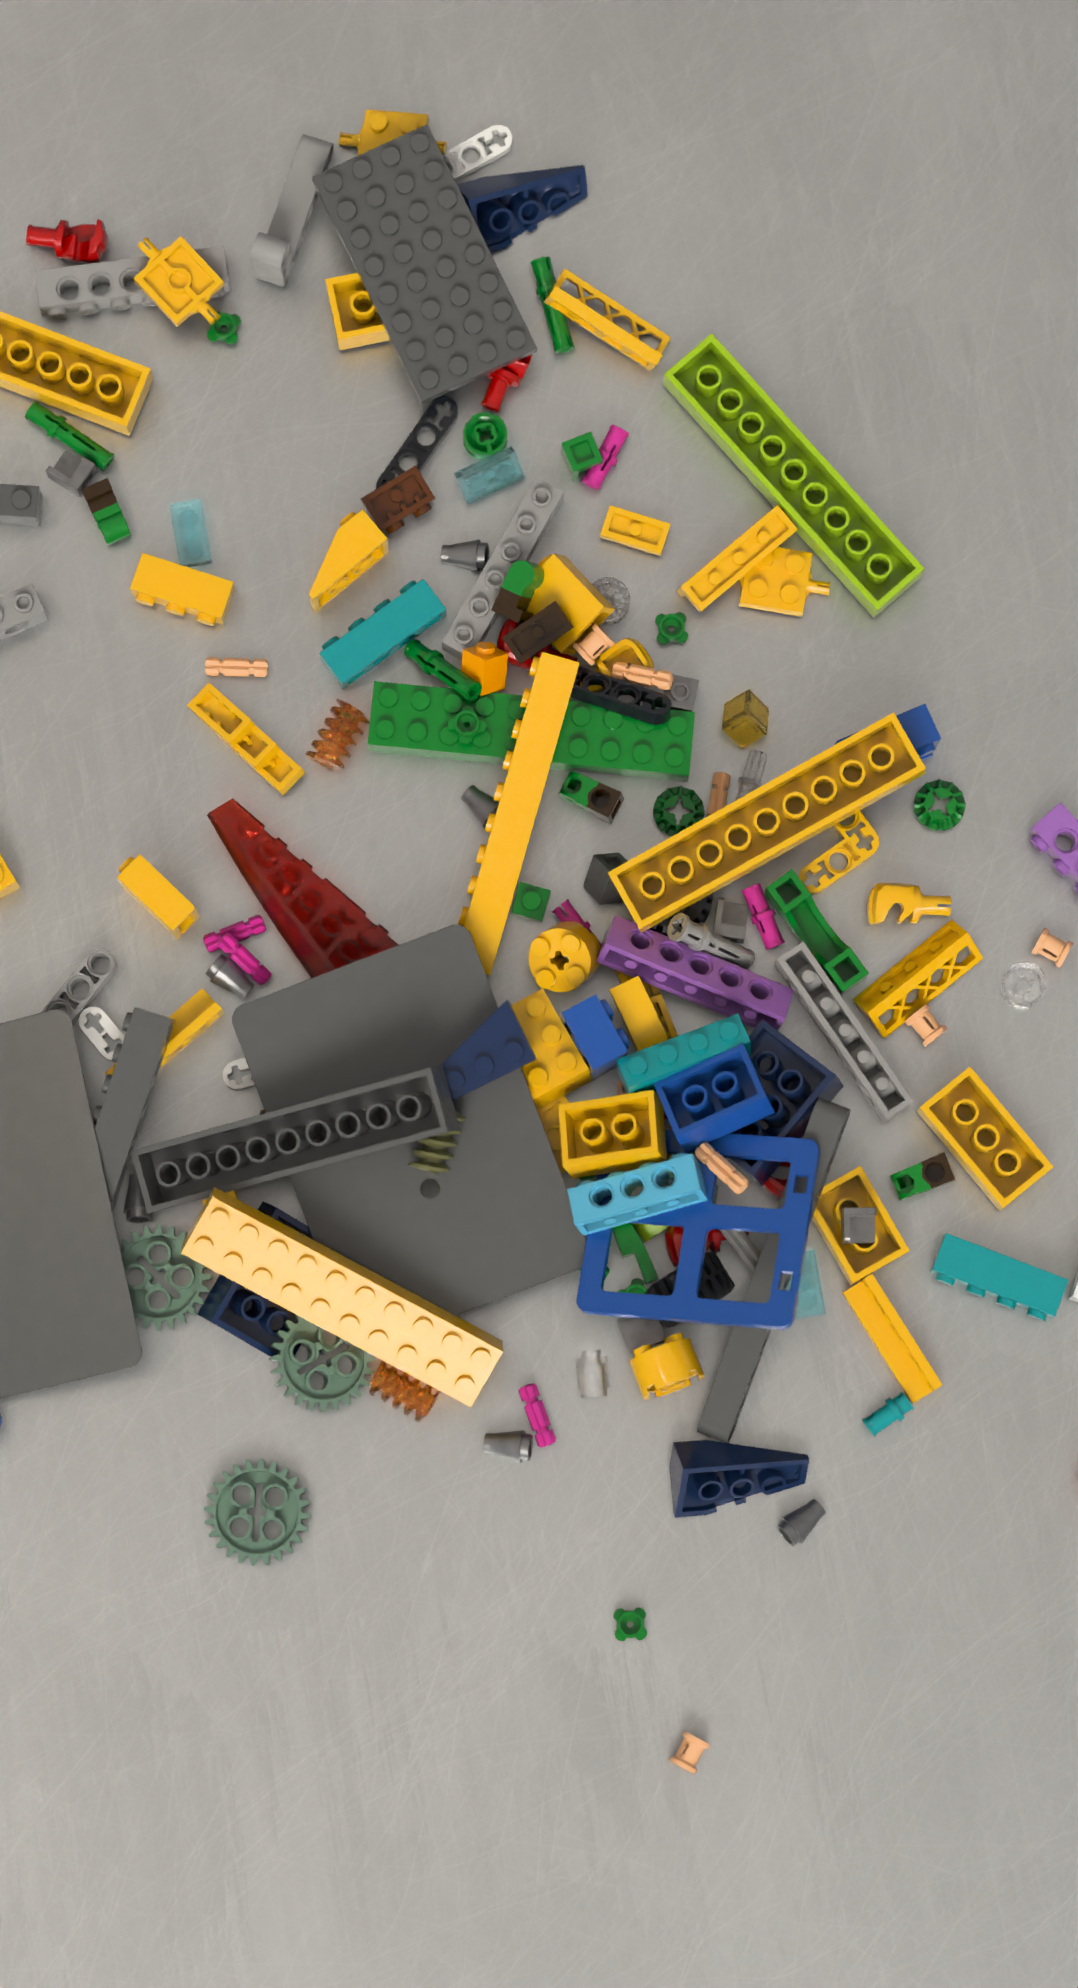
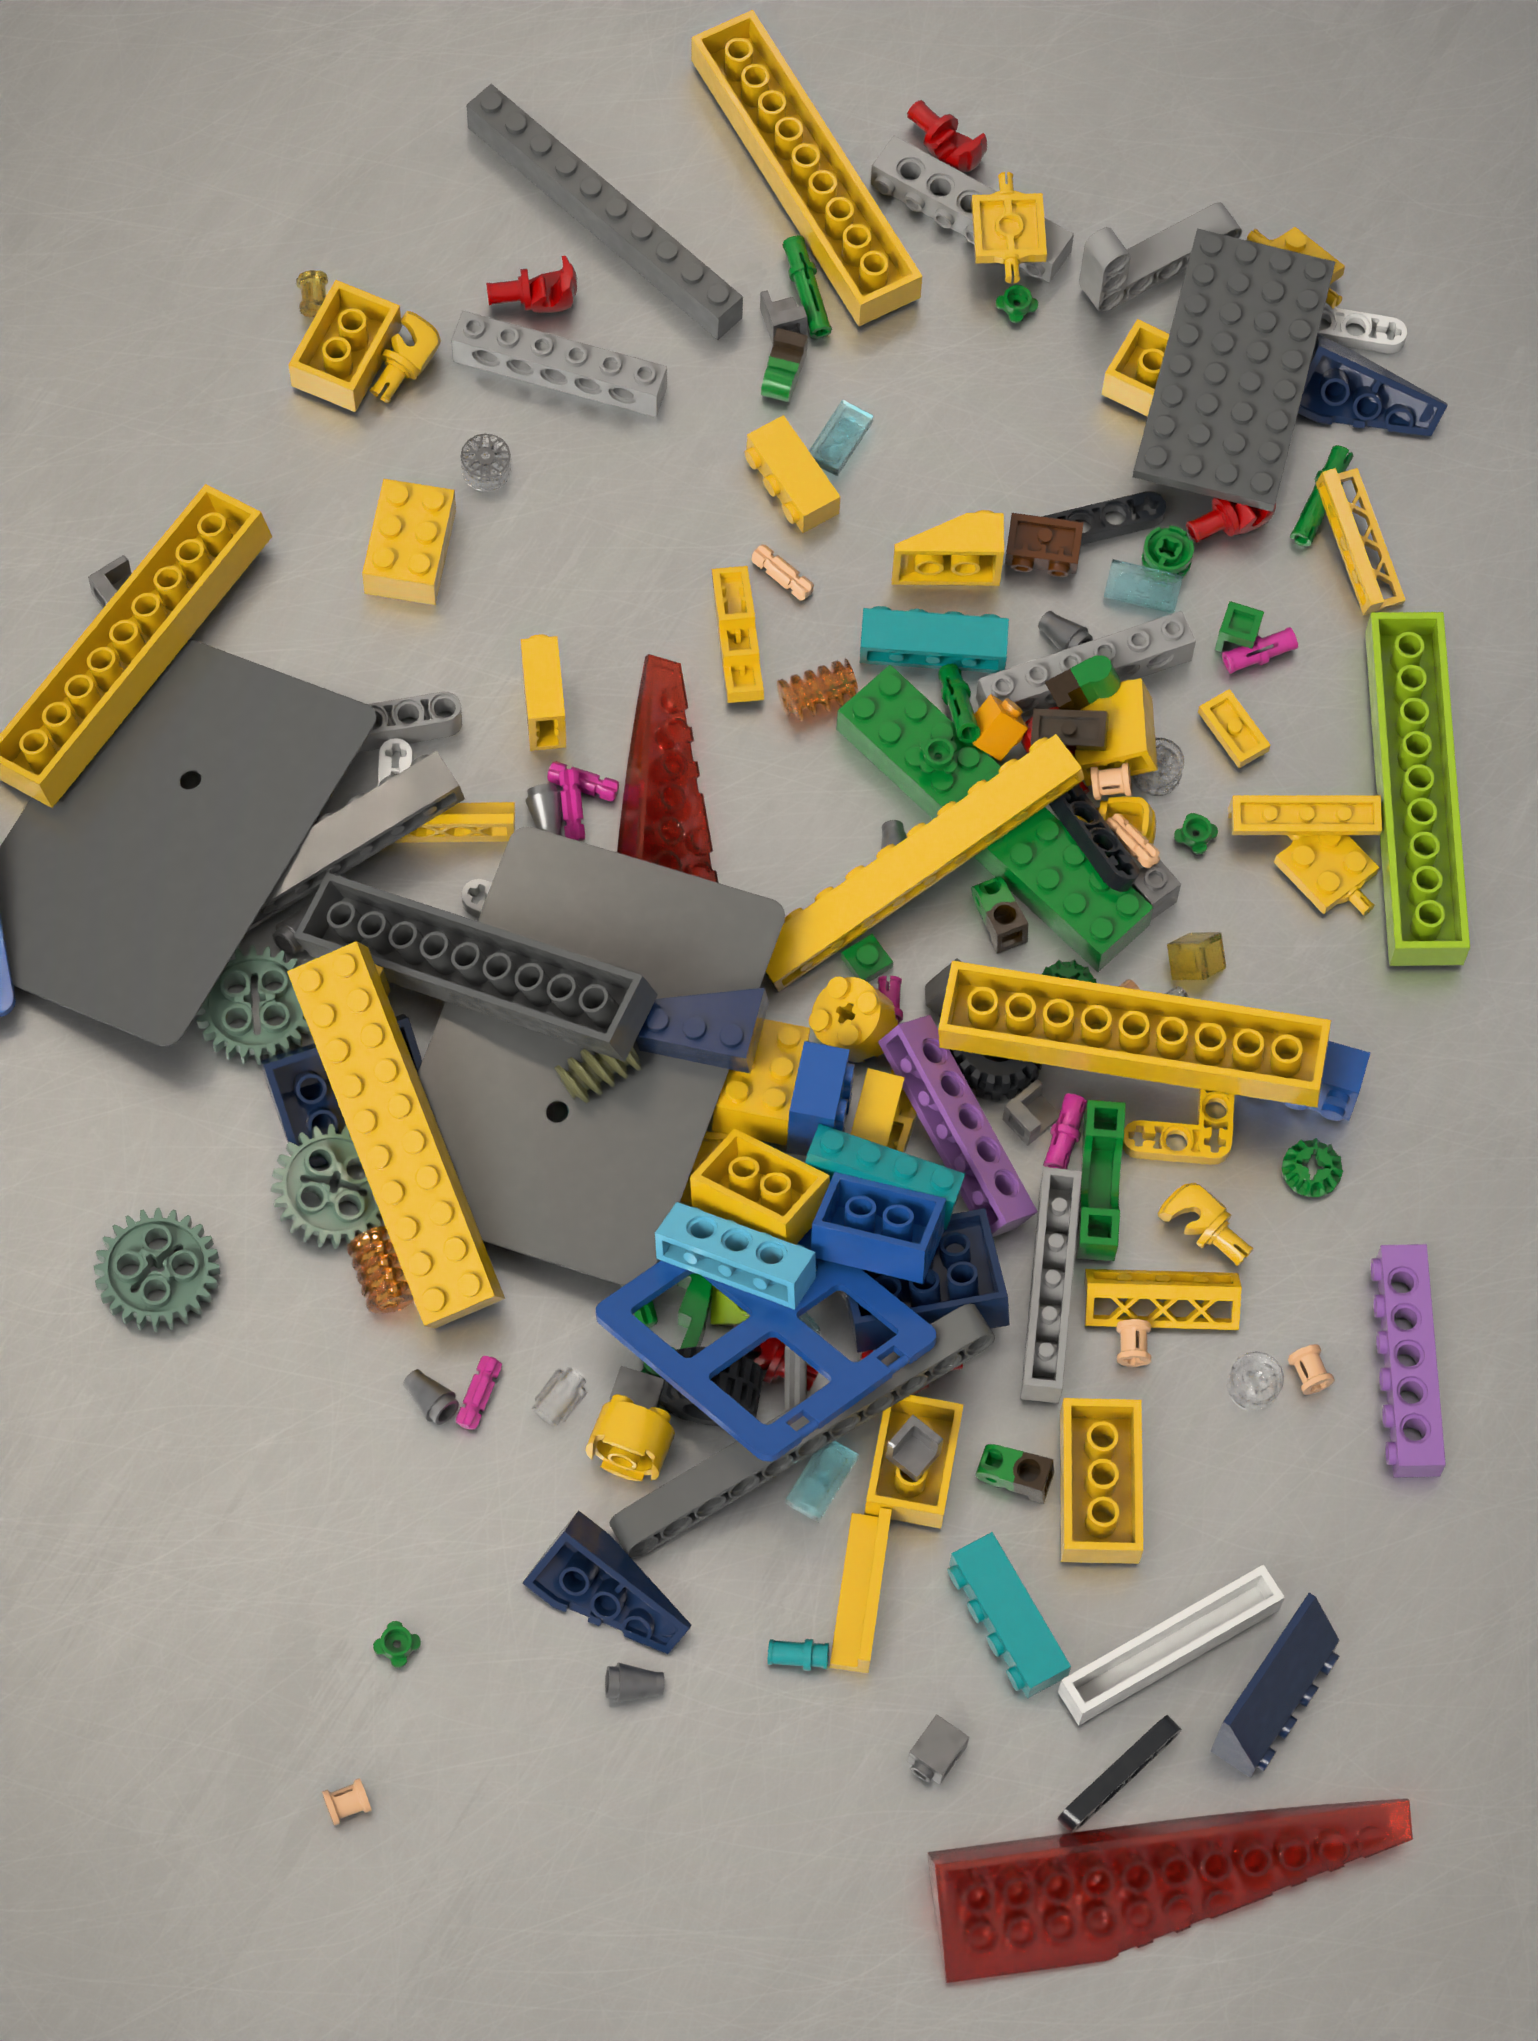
camera: 40 degrees right, 15 degrees down
(701, 937) = (990, 1091): light grey pin -> none
(721, 1168) = (831, 1291): light nougat axle -> none
(1027, 1403) = (937, 1750): none -> flat silver brick

